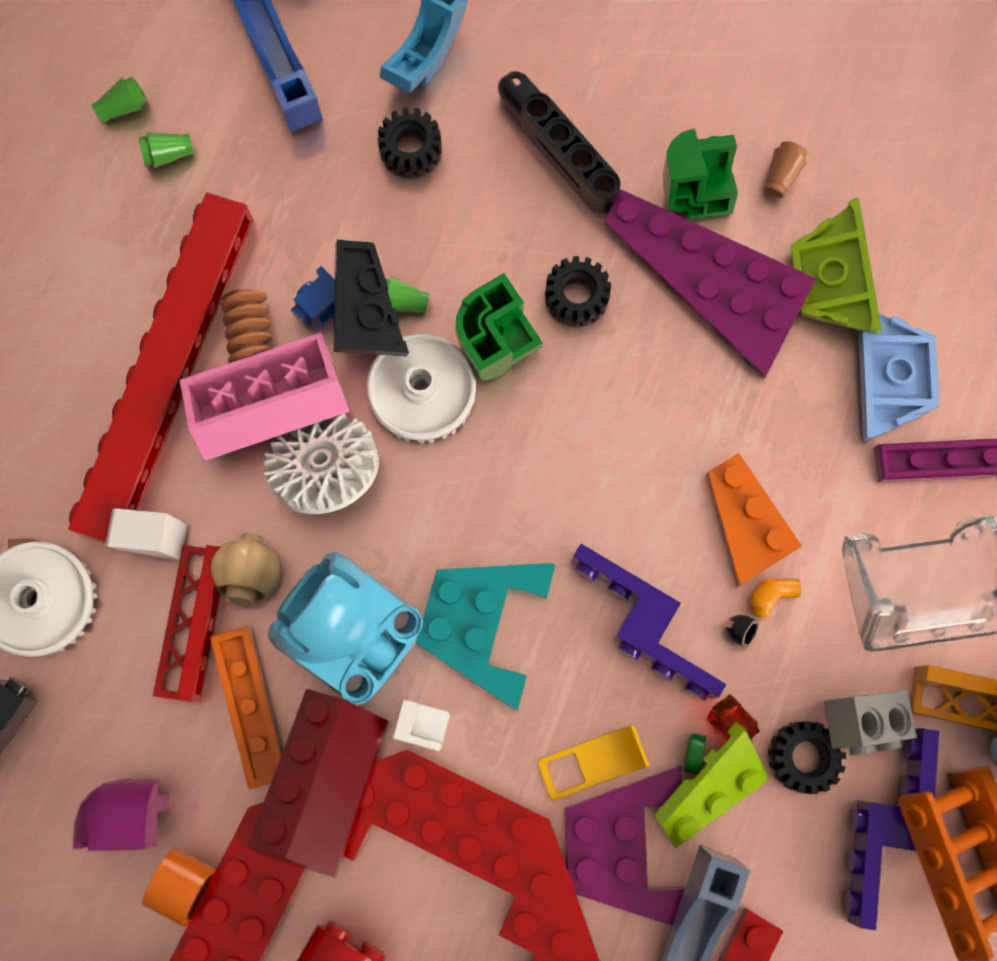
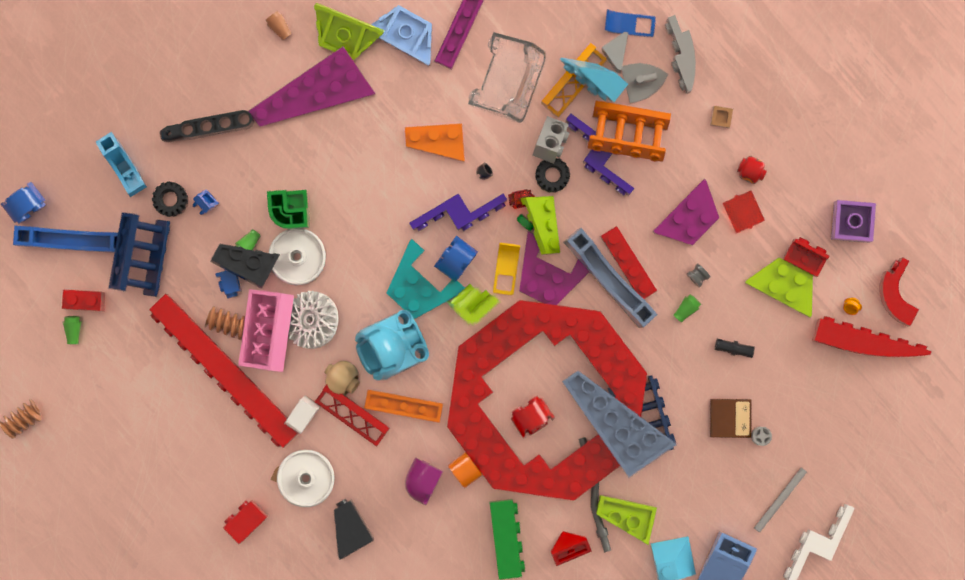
camera: 60 degrees left, 10 degrees up
(164, 148) = (109, 321): bright green cone -> none
(174, 91) = (83, 300): none -> red brick
(296, 95) = (124, 249): none -> dark blue fence
(319, 784) = (453, 389): dark red slope -> none
(421, 725) = (451, 334): white panel -> none
(434, 197) = (205, 201): none -> blue tile
(493, 739) = (472, 304): none -> lime piece
(562, 660) = (456, 258): none -> blue brick
(583, 272) = (288, 147): black tyre -> none
(700, 175) = (263, 71): green brick -> none
(769, 593) = (474, 148): light orange arm -> none

